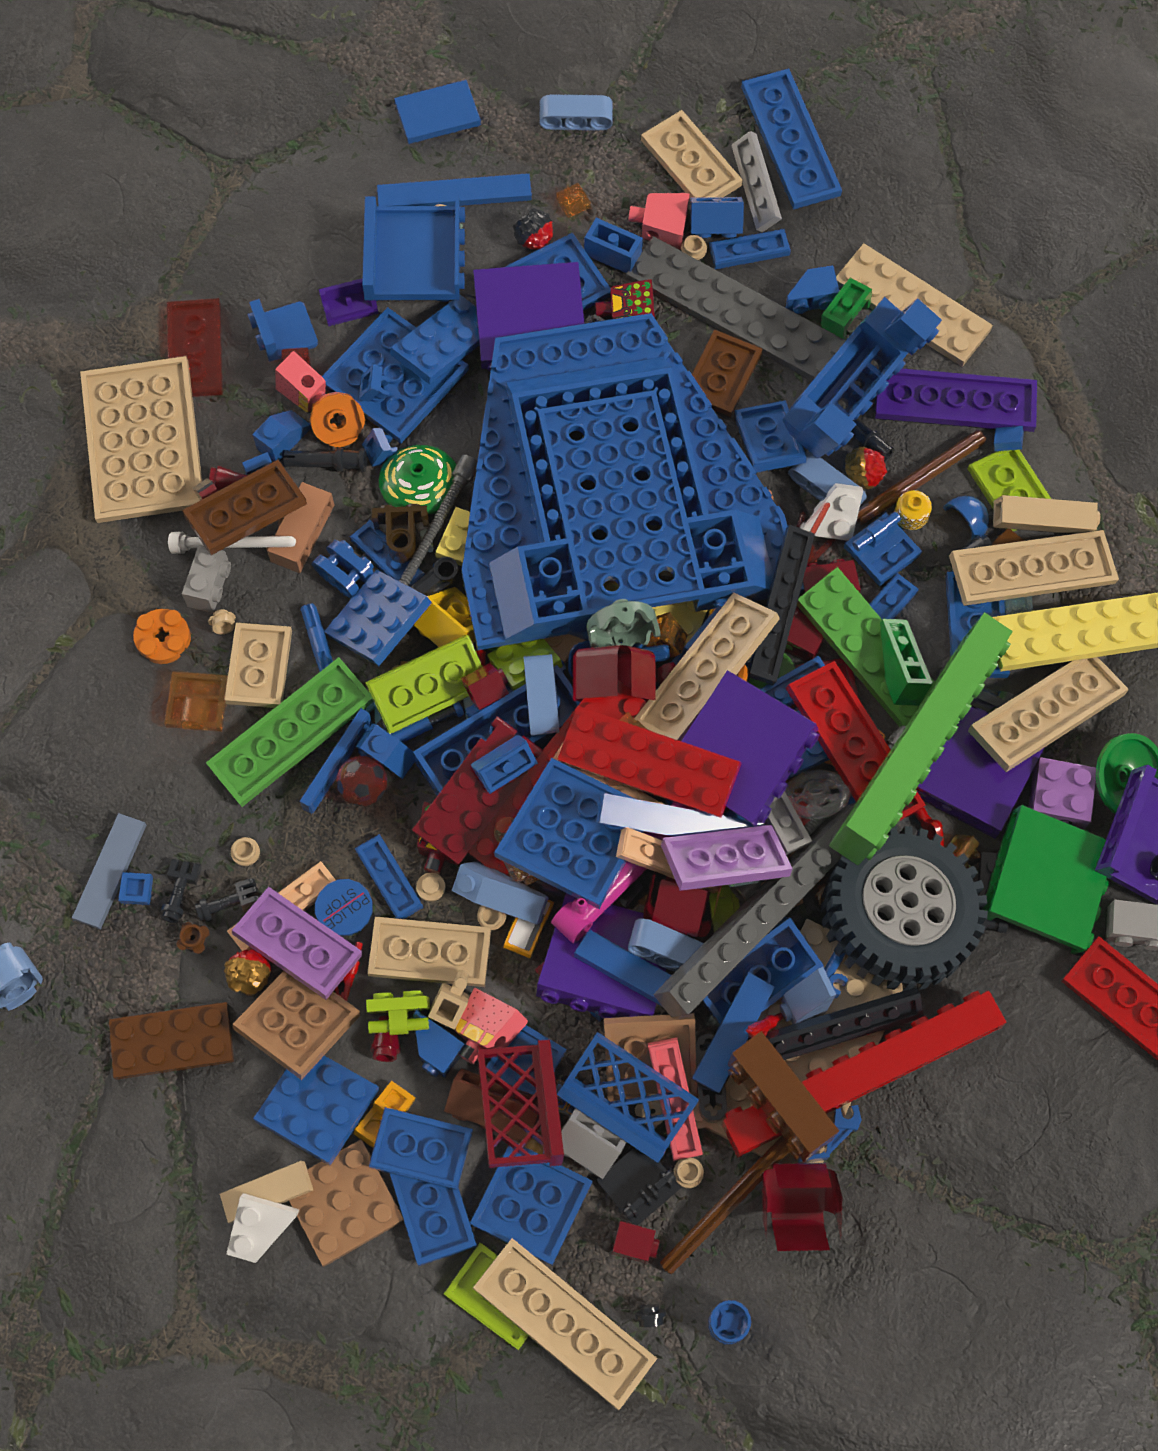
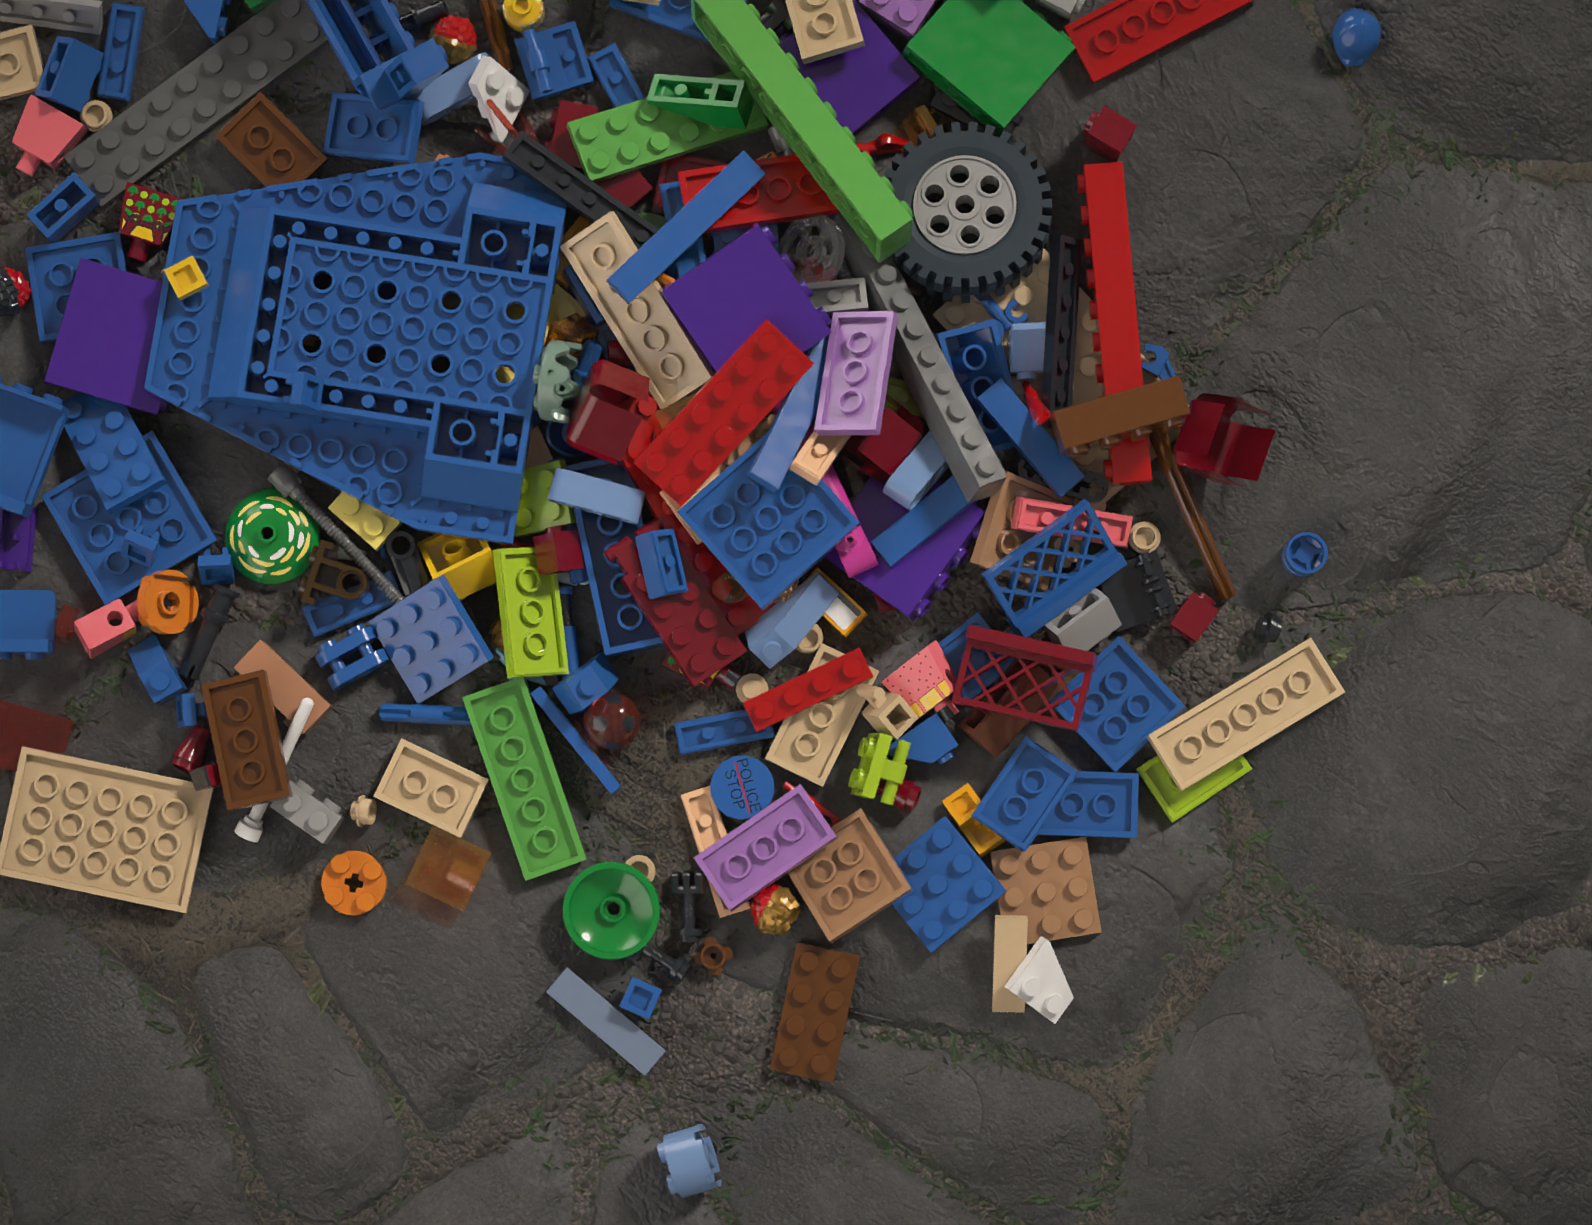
camera: 70 degrees left, 15 degrees up
(191, 826) = (588, 913): none -> green dish
(446, 930) = (808, 689): none -> red plate
(535, 437) = (305, 391): none -> blue tile
(592, 335) = (186, 278): none -> yellow plate
(790, 677) = (685, 227): none -> blue tile
(1025, 1005) = (1108, 133): none -> dark red brick

